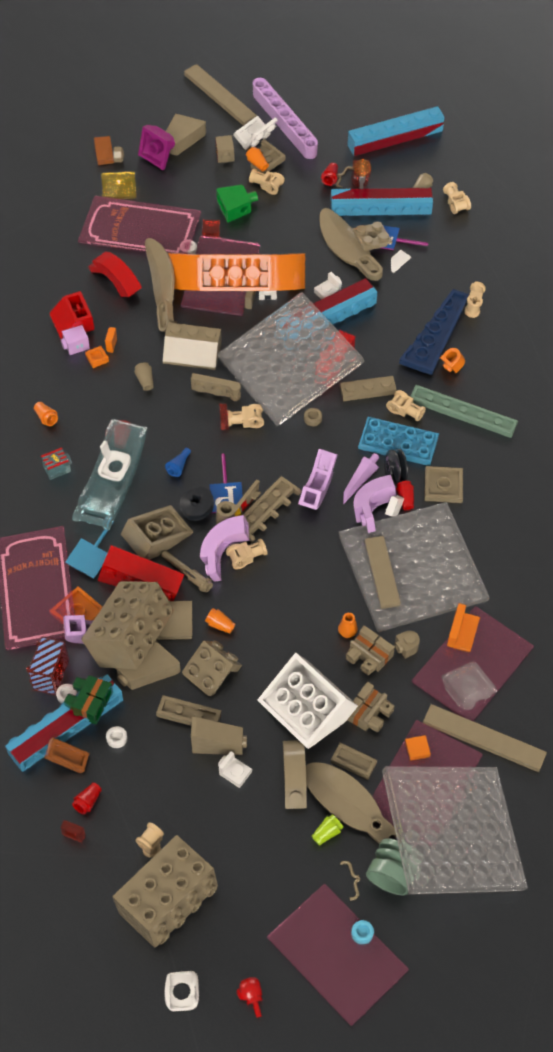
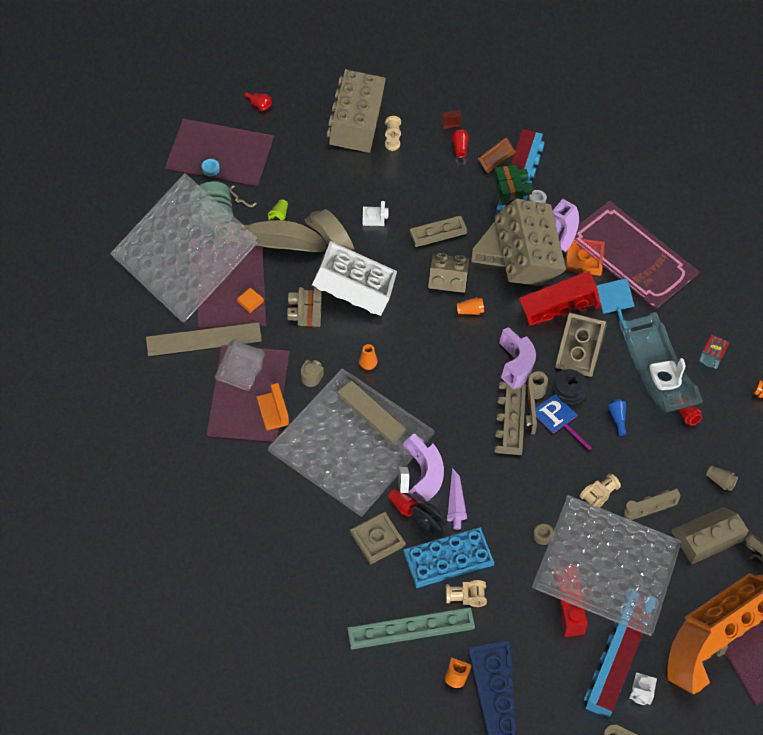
camera: 145 degrees right, 0 degrees up
(48, 665) = (563, 186): clear red container -> none
(116, 737) = (476, 192): white tile -> none
(180, 623) = (506, 293): dark tan tile -> none
(189, 978) = (304, 72): white piece -> none
(203, 583) = (520, 329): dark tan pin -> none
(216, 737) = (402, 218): dark tan slope -> none
(223, 416) = (623, 479): clear red tile -> none
(245, 553) = (494, 371): tan connector -> none
(319, 480) = (484, 460): lavender arch -> none
(354, 761) = (293, 269): dark tan tile -> none
(368, 388) = (514, 598): dark tan plate -> none
(371, 650) = (343, 346): dark tan hips -> none

